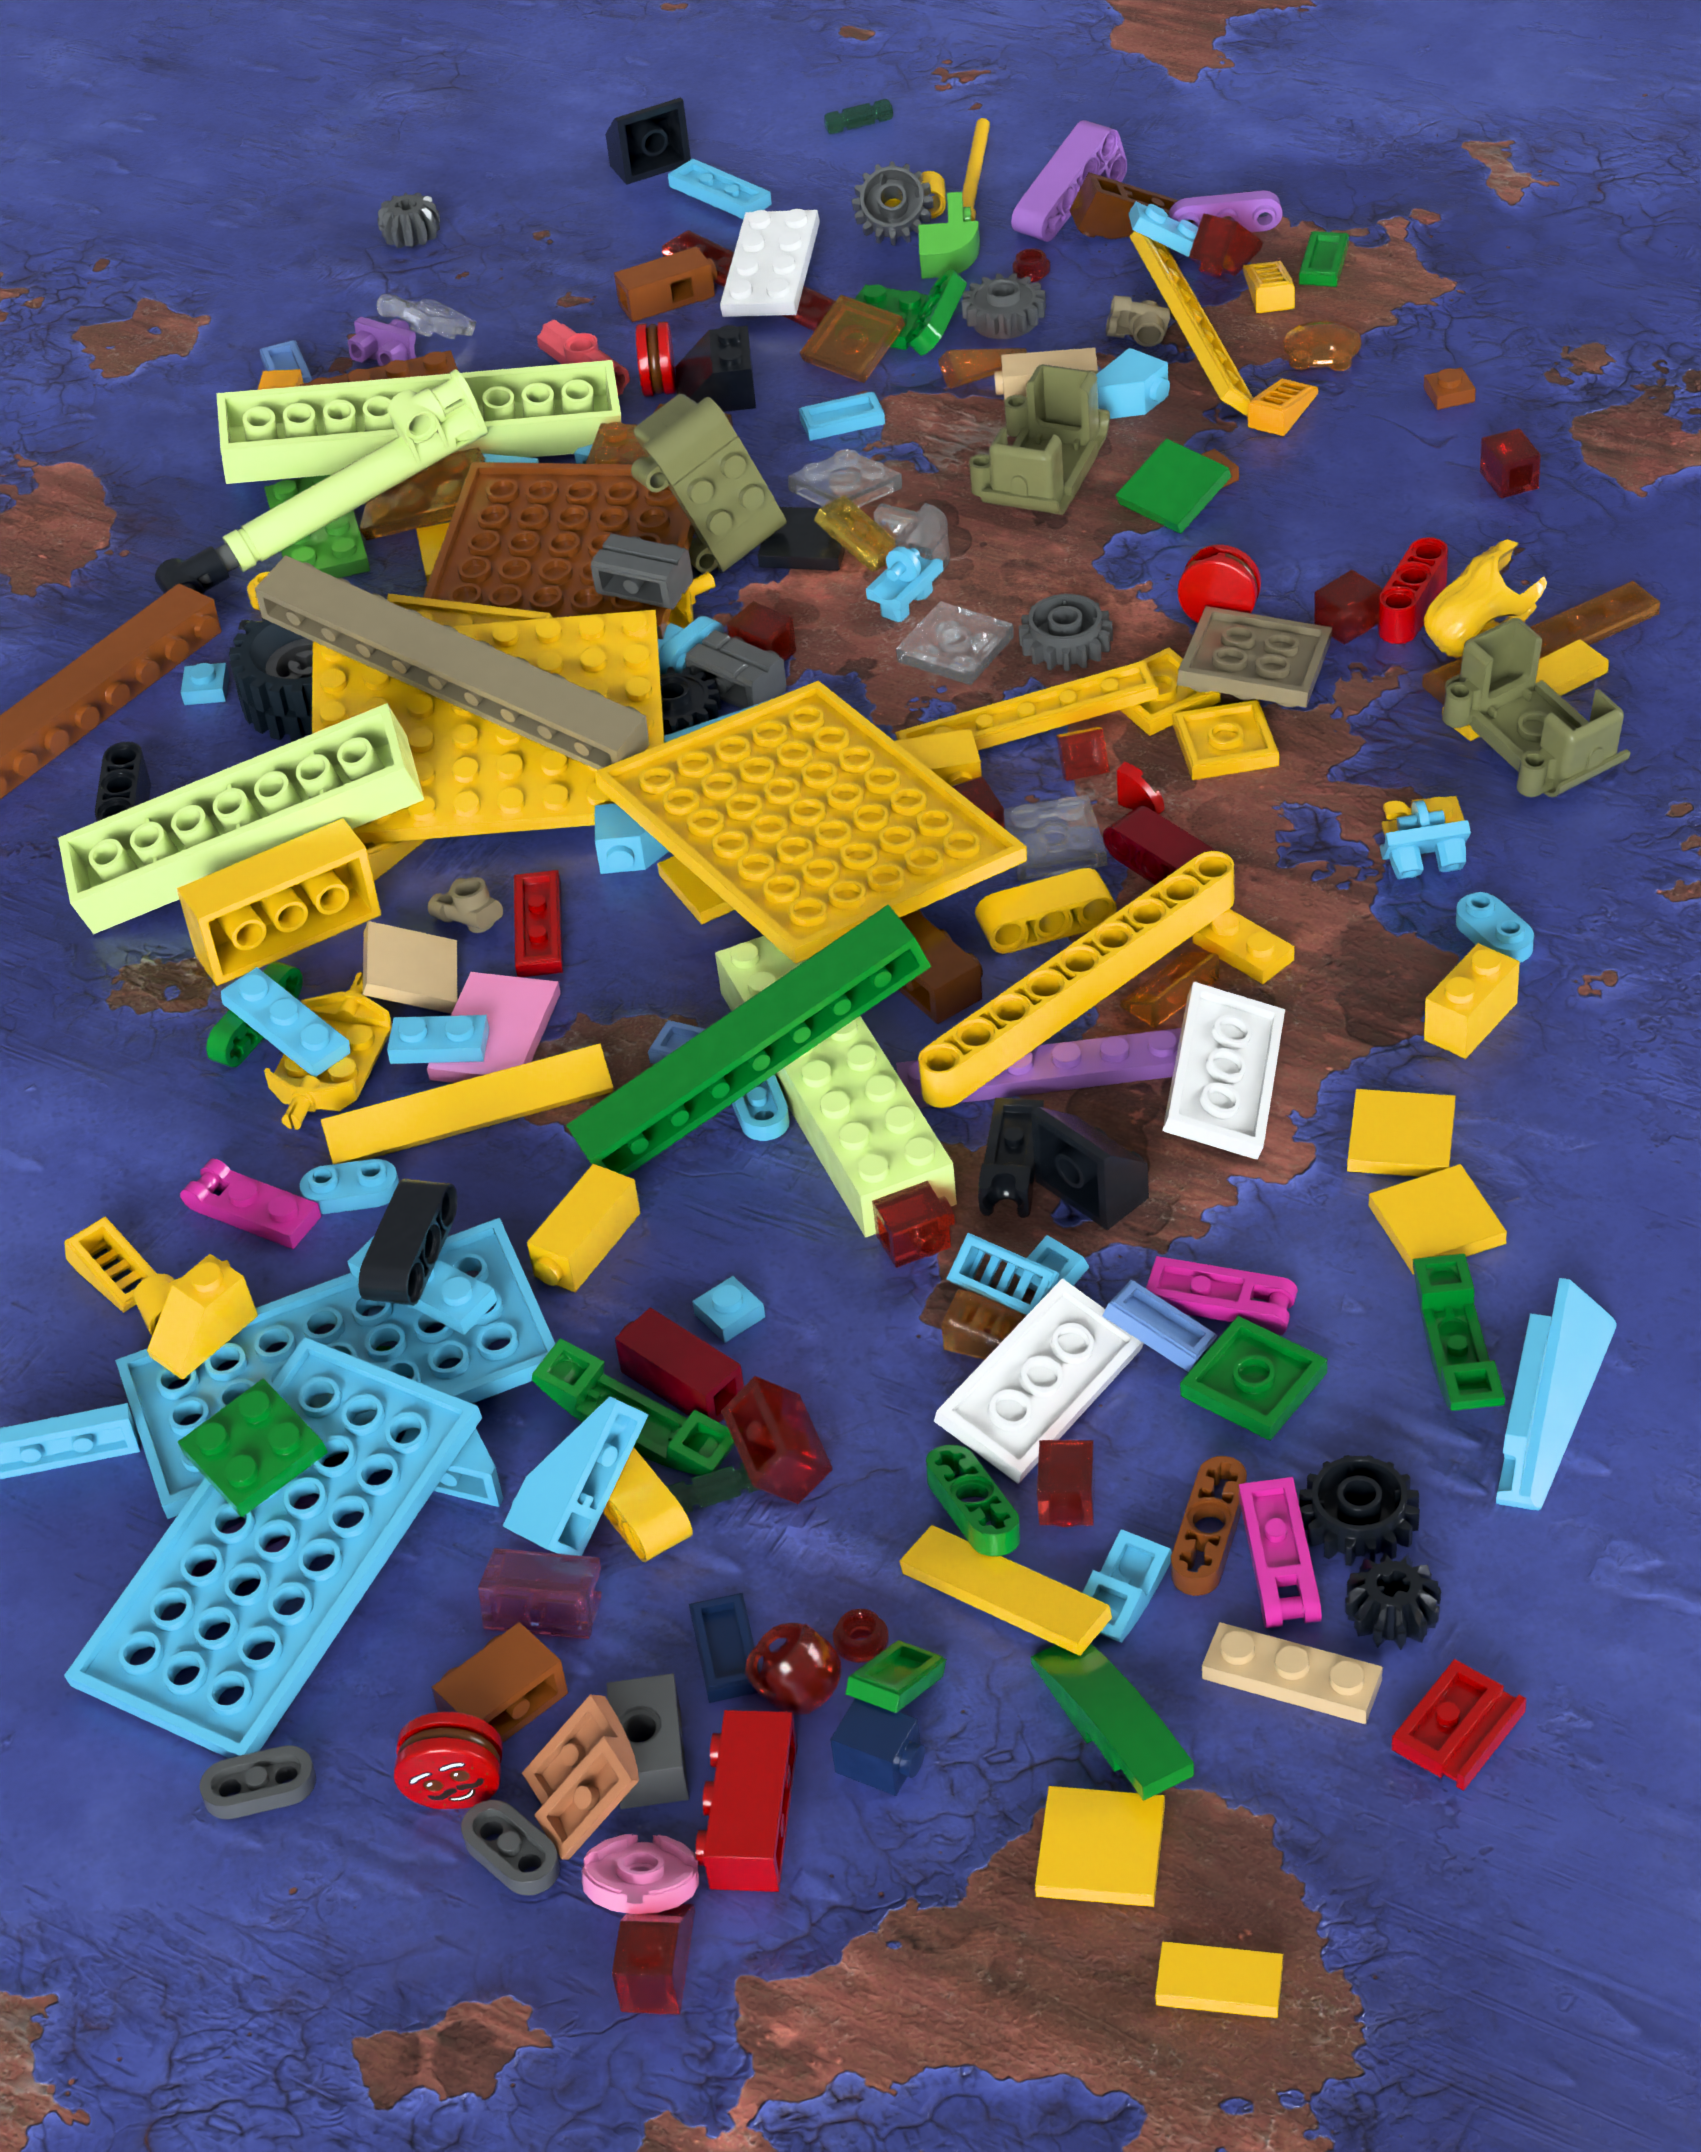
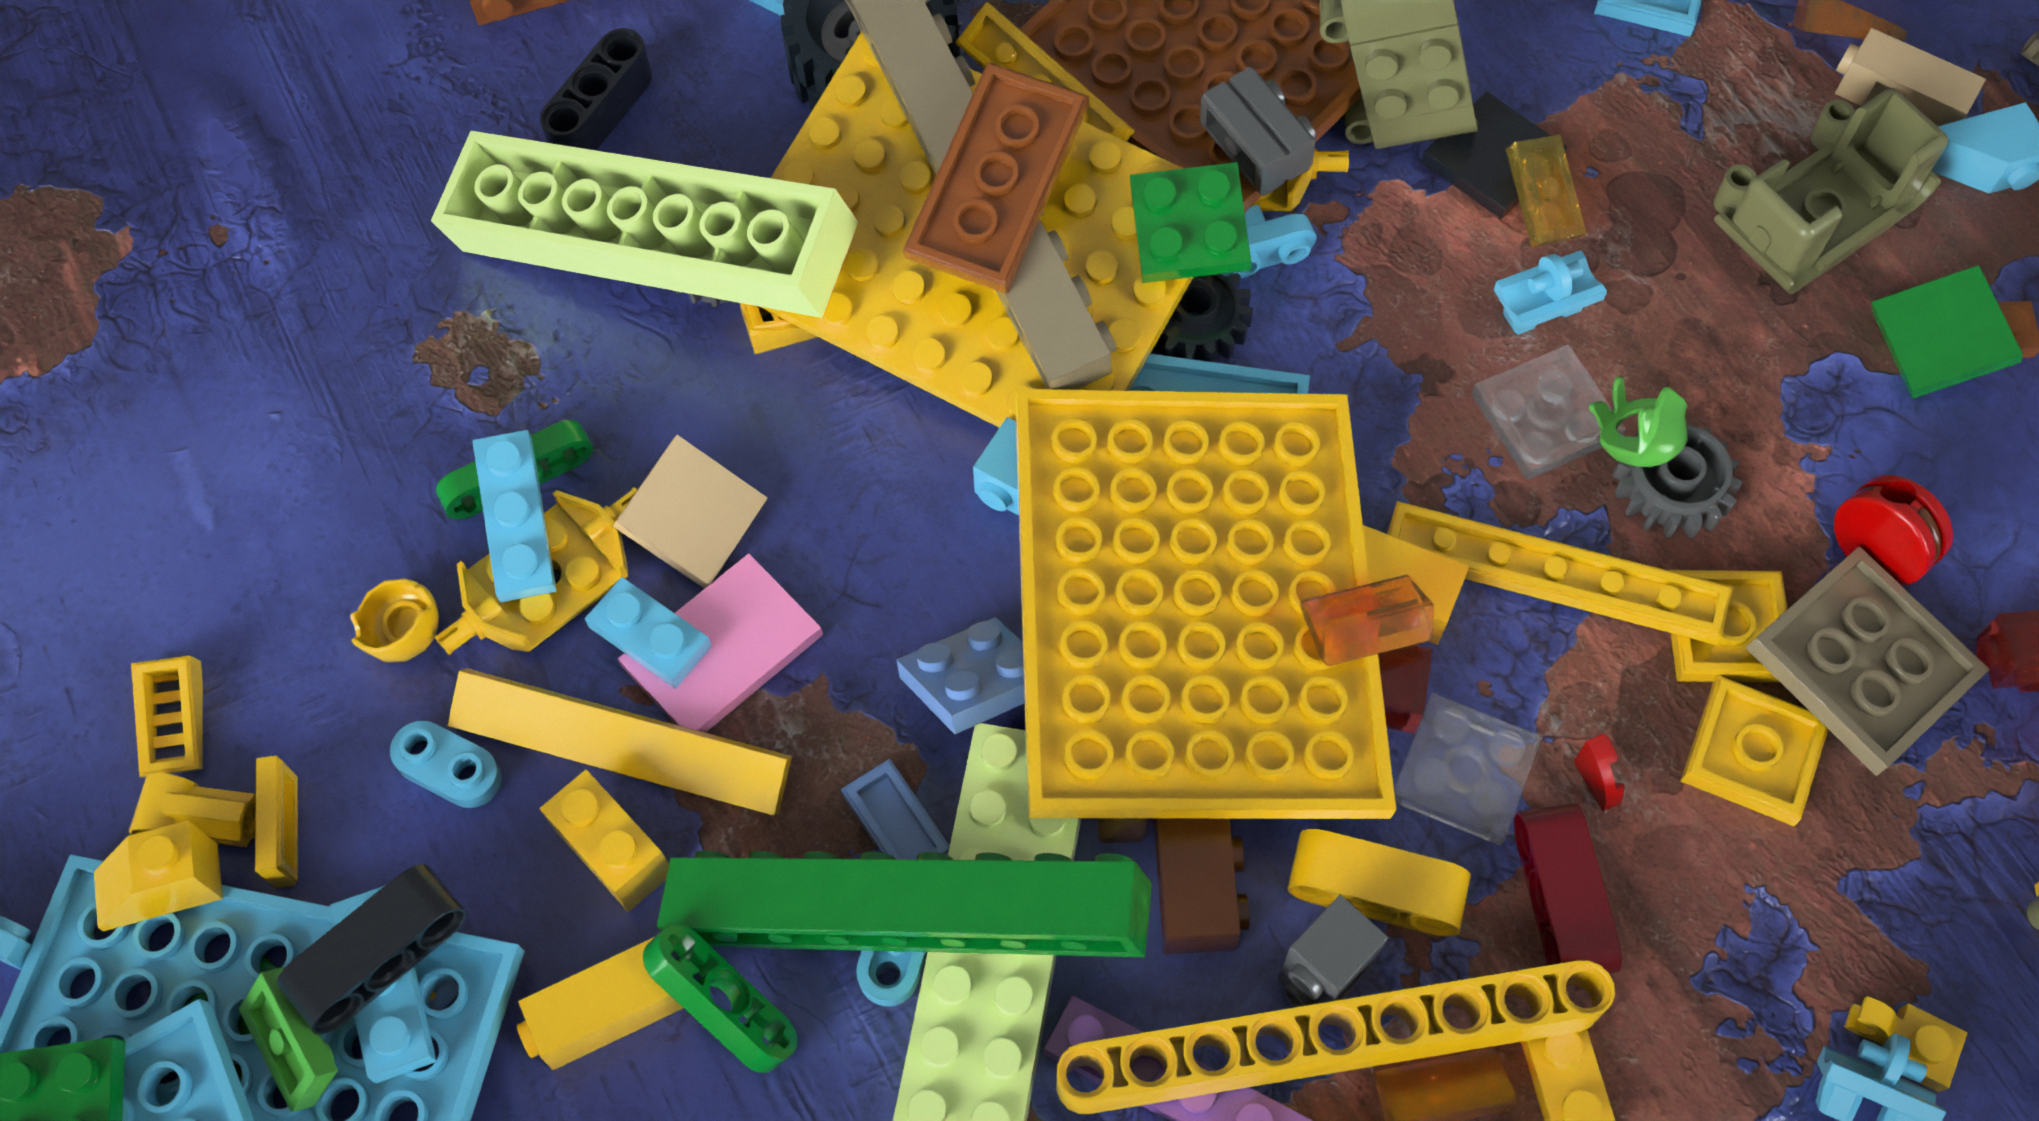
camera: 30 degrees right, 20 degrees up
(244, 1126) = (396, 620): none -> yellow hair
(251, 1205) = (343, 724): dark pink plate -> none
(252, 1262) = (276, 822): none -> yellow tile
(279, 901) = (620, 343): yellow brick -> none
(384, 1332) = (294, 1054): none -> bright green plate
(468, 904) = (807, 456): dark tan plate -> none
(491, 656) = (996, 177): none -> dark orange tile
(509, 1150) = (606, 840): none -> yellow brick
(538, 924) = (863, 525): red tile -> none
(638, 634) = (1190, 222): none -> green plate
(664, 1173) = (694, 996): none -> green beam
(688, 939) = (968, 674): none -> medium blue plate
(741, 671) = (1291, 307): dark grey brick -> none
(764, 629) = (1347, 273): clear red brick -> none
(846, 475) = (1586, 102): clear plate -> none
(919, 530) = (1611, 232): clear brick -> none
(931, 769) = (1368, 619): none -> clear orange slope
(1038, 600) = (1660, 426): none -> bright green piece
(1044, 928) = (1331, 956): none -> dark grey brick
(1082, 753) = (1575, 674): clear red tile -> none

